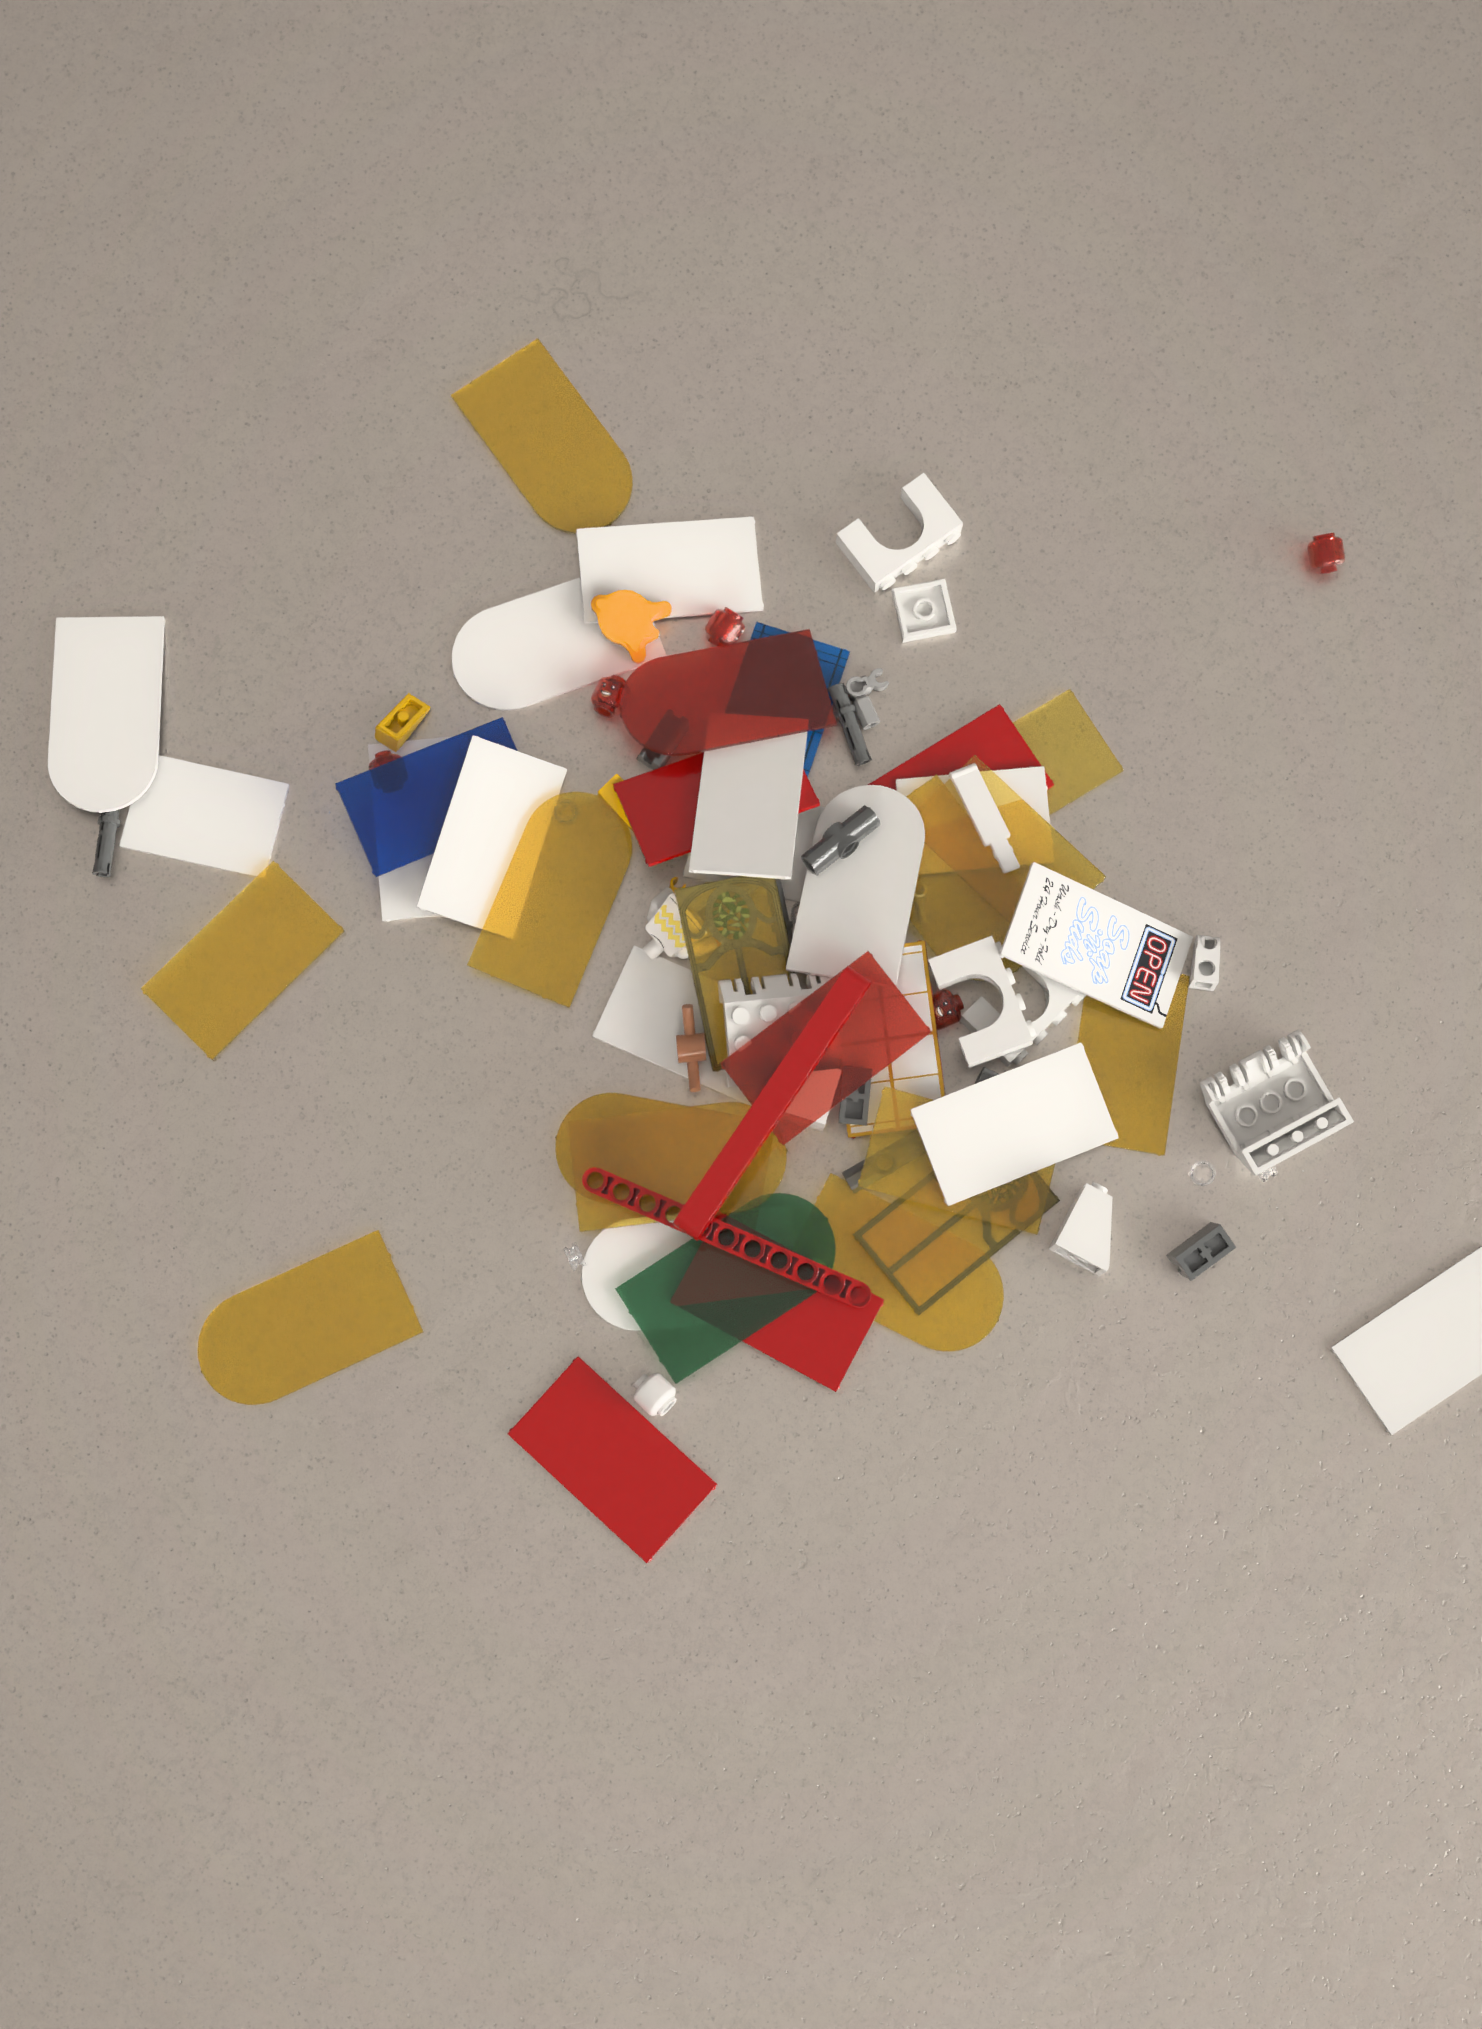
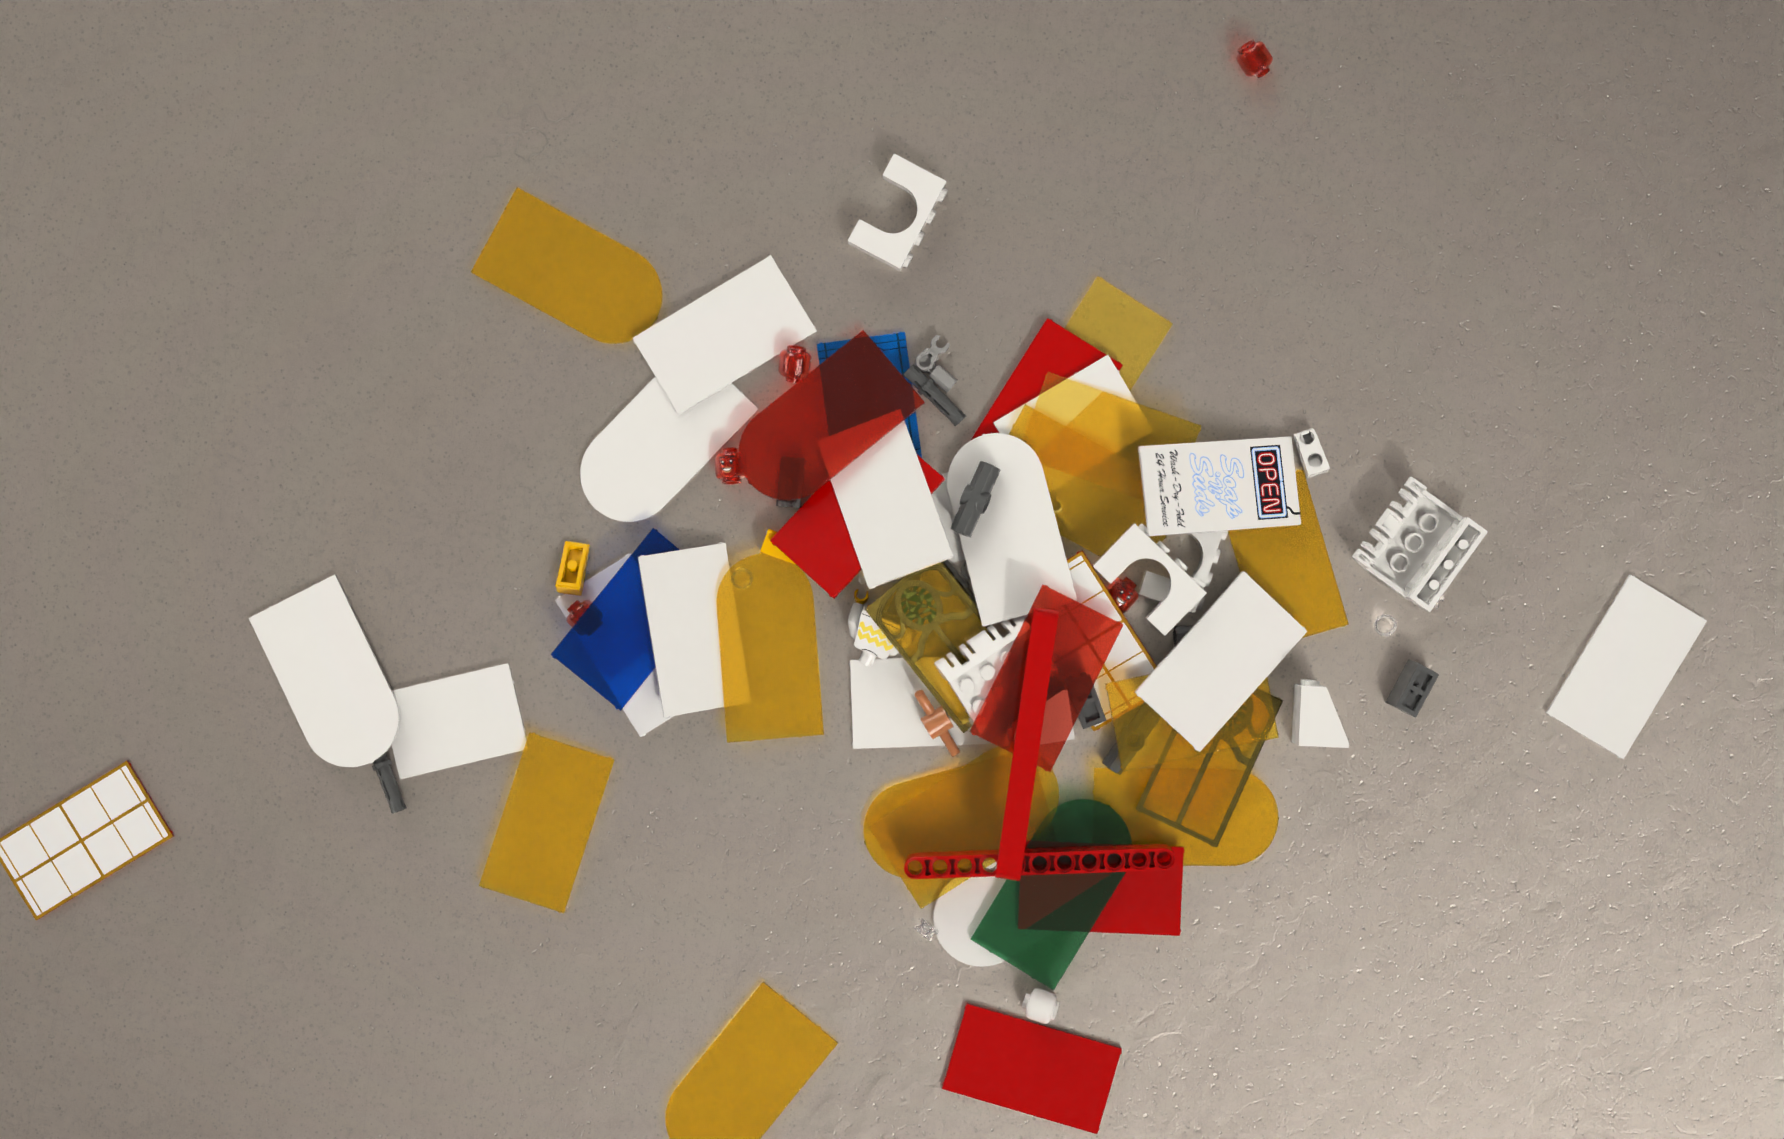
camera: 20 degrees left, 10 degrees up
(628, 620) = (713, 396): light orange tile -> none
(923, 610) = (948, 267): white tile -> none
(984, 815) = (1080, 420): white piece -> none

